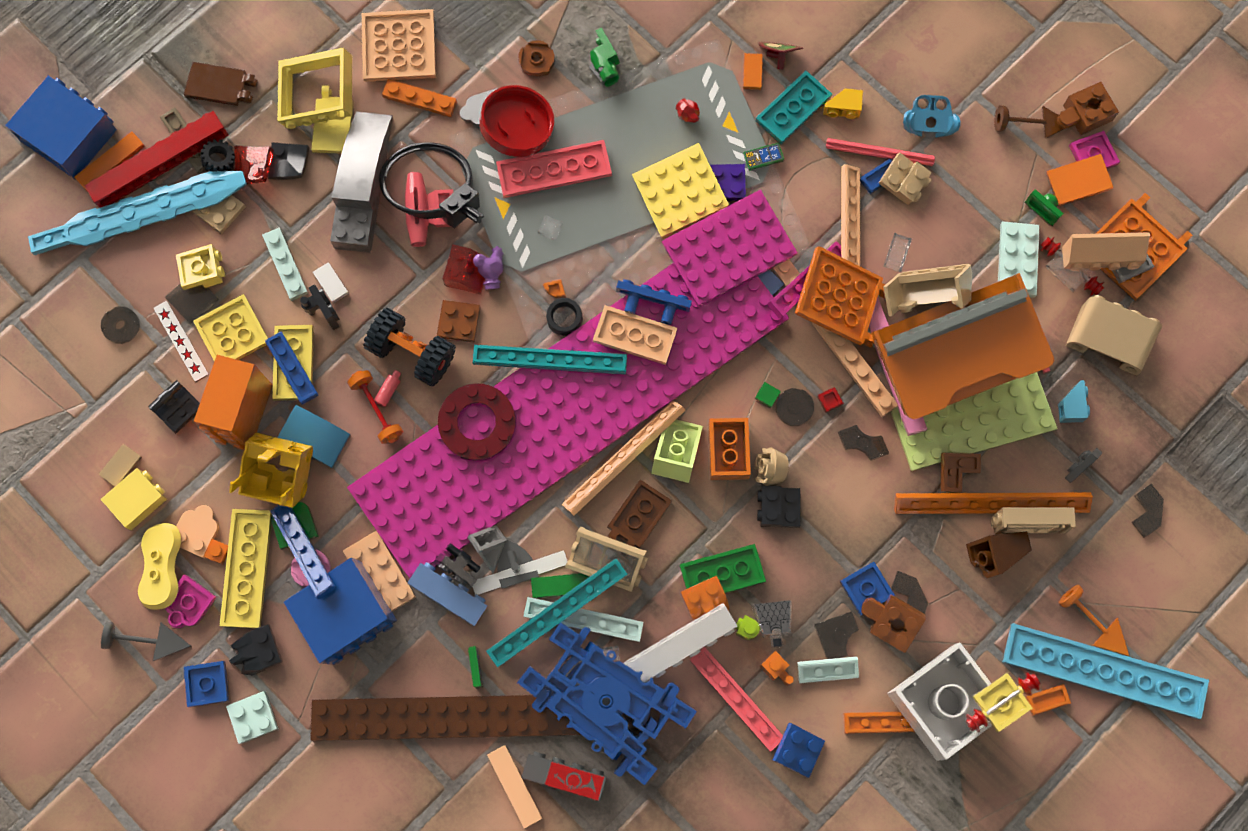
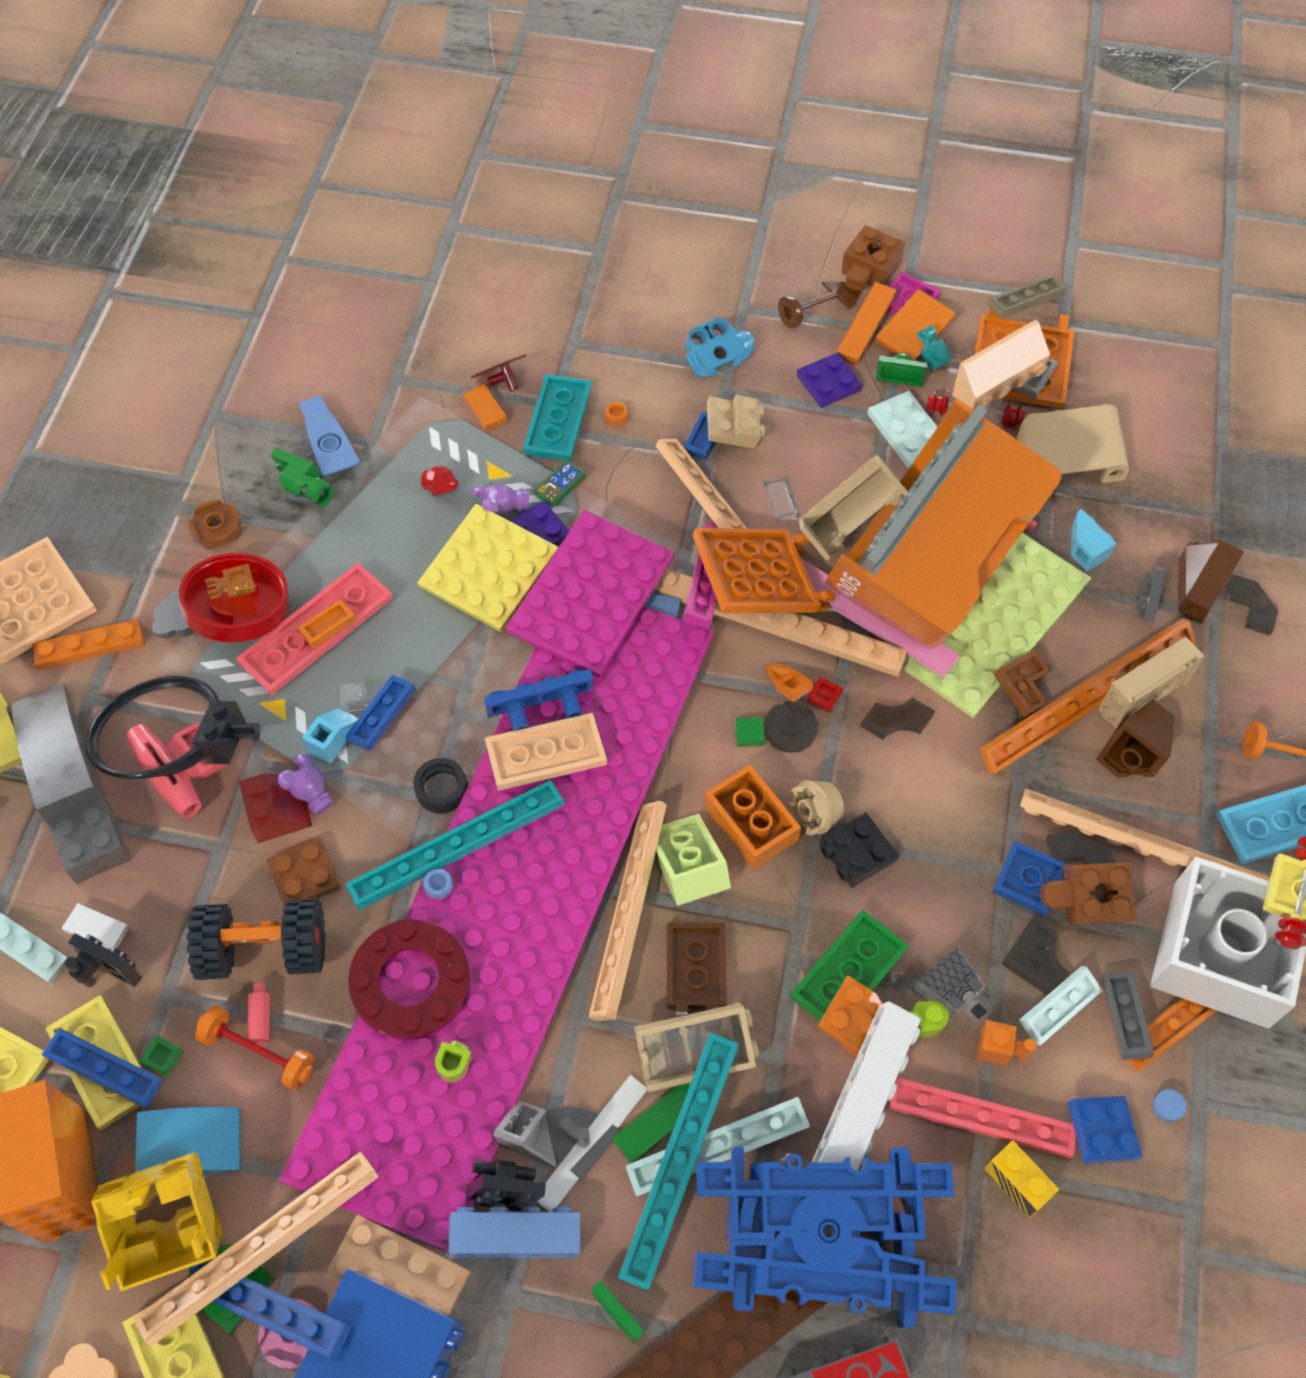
camera: 35 degrees left, 15 degrees down
(316, 516) = (254, 1249): none -> light nougat tile
(326, 379) = (161, 1056): none -> green tile
(470, 483) = (452, 1061): none -> lime plate
(522, 244) = (328, 734): none -> medium azure slope
(523, 112) = (235, 582): none -> clear yellow plate
(525, 377) = (438, 884): none -> medium blue tile
(555, 289) = (406, 761): orange tile -> none
(558, 248) = (381, 713): none -> blue plate
(561, 171) = (327, 624): none -> orange tile
(639, 36) = (327, 438): none -> medium blue piece
(718, 146) = (502, 498): none -> medium lavender animal
(732, 743) = (1021, 1179): none -> yellow brick
(813, 377) = (788, 681): none -> orange plate
(834, 126) = (616, 414): none -> orange tile
(845, 104) = (614, 384): yellow slope -> none
(846, 762) = (1169, 1105): none -> medium blue tile
(860, 700) = (1127, 1016): none -> dark grey plate
(877, 151) = (678, 414): coral axle -> none
(950, 608) = (1119, 833): none -> light nougat plate
(992, 184) = (829, 380): none -> dark purple plate
(1048, 156) = (866, 322): none -> orange tile
(1079, 206) = (935, 350): none -> teal plate
(1128, 475) = (1203, 575): none -> reddish brown slope
(1175, 202) = (1026, 296): none -> dark tan tile

